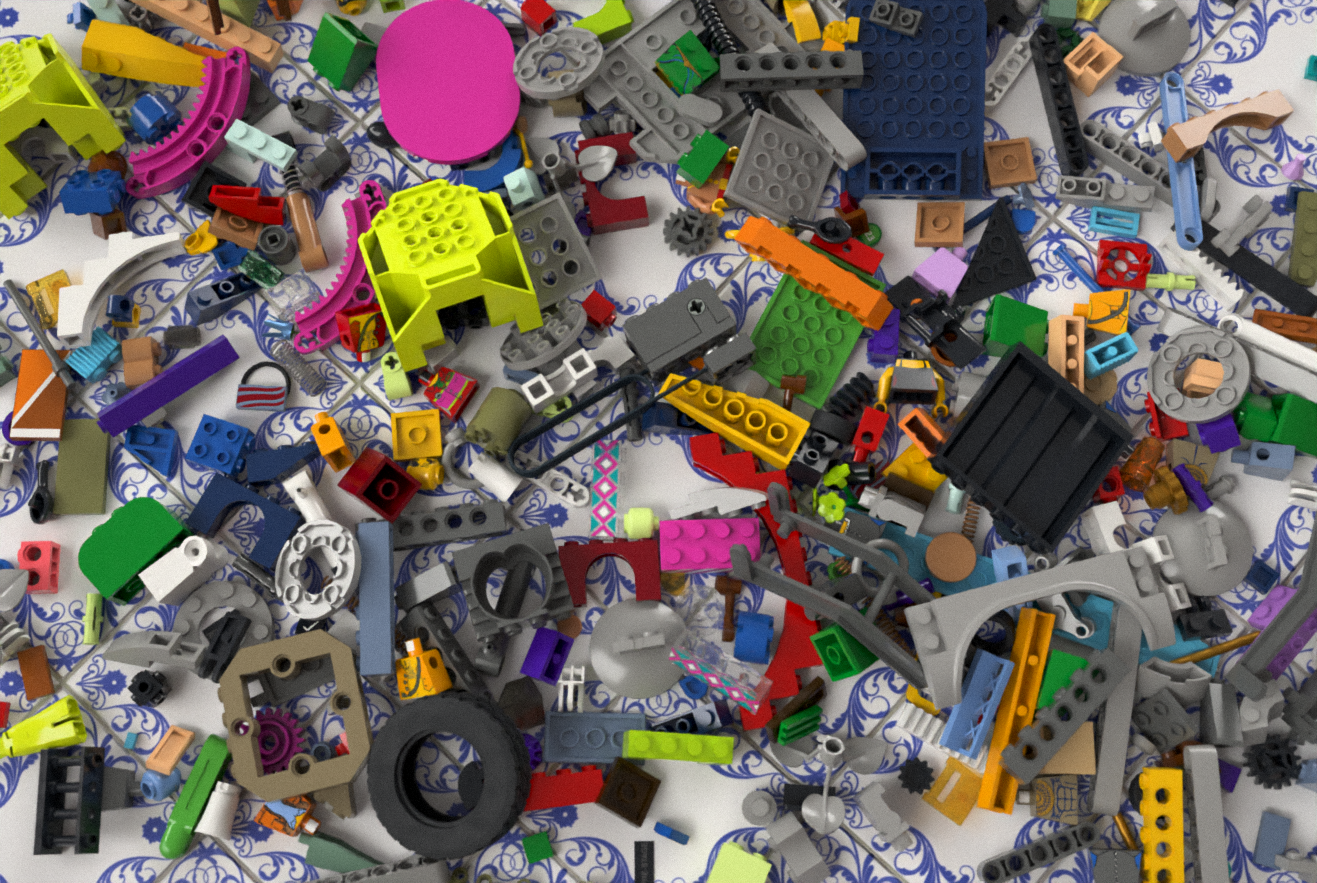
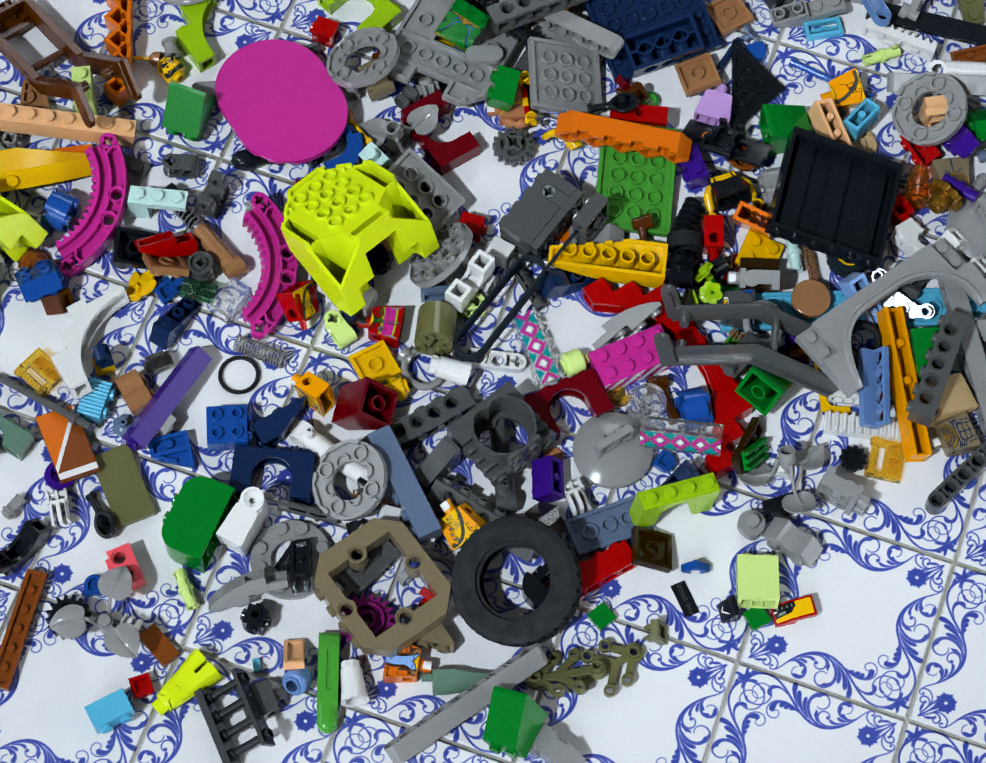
camera: 25 degrees left, 10 degrees down
(261, 398) = (242, 382): tile -> none
(286, 328) = (235, 327): flat silver piece -> none
(1103, 279) = (824, 49): red piece -> none

